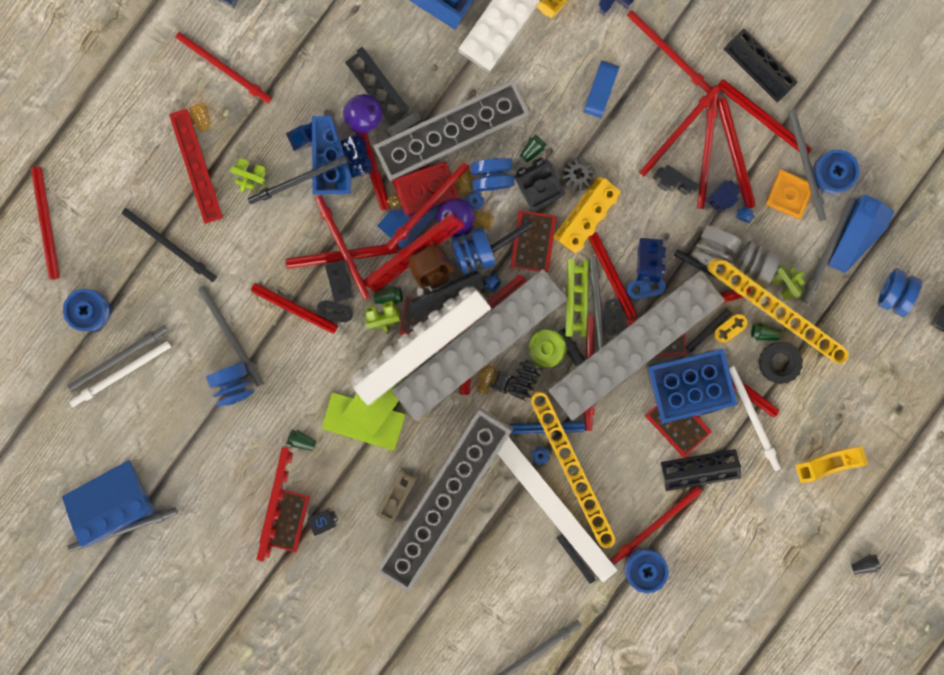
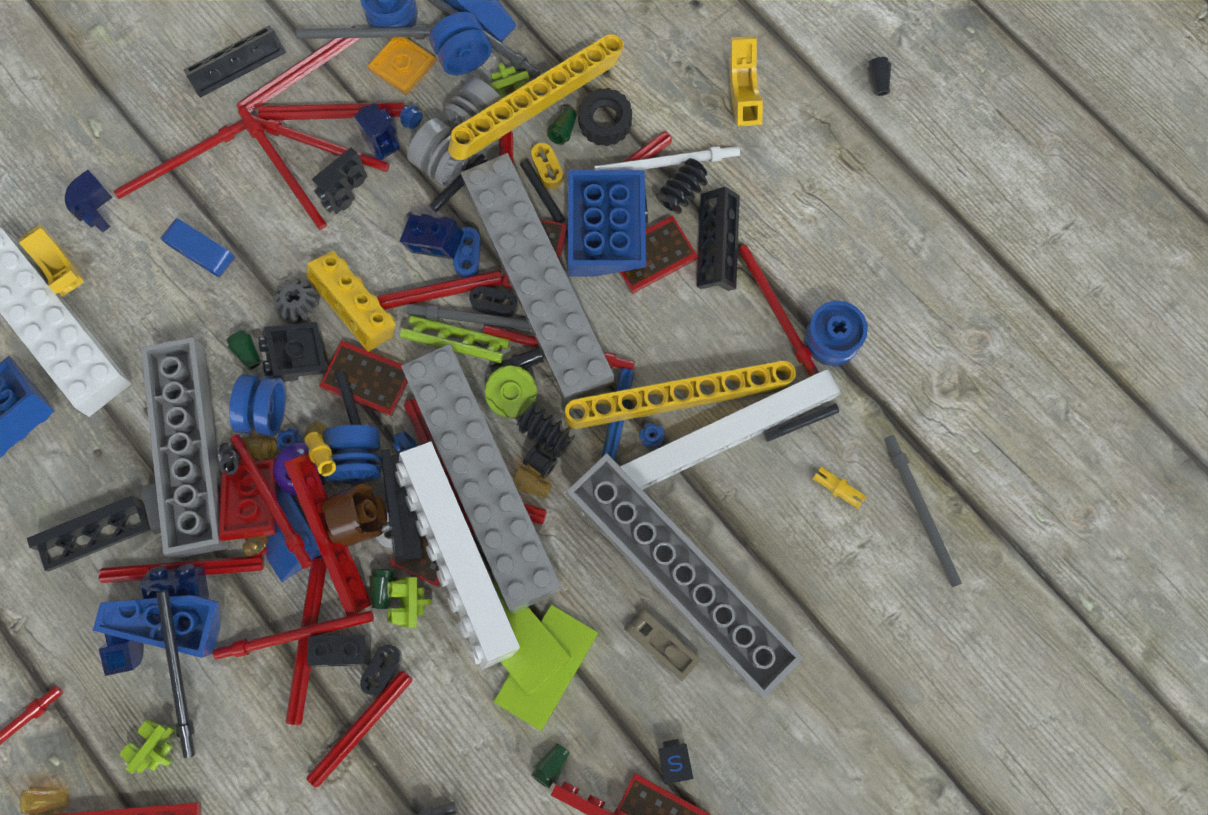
camera: 75 degrees left, 15 degrees down
(362, 113) = (118, 560): dark purple cylinder -> none
(449, 165) = (227, 458): none -> black pin
(465, 233) = (320, 454): none -> yellow pin
(534, 594) = (839, 487): none -> yellow pin
(735, 434) = (681, 186): none -> black piece
(811, 238) = (460, 43): none -> blue wheel

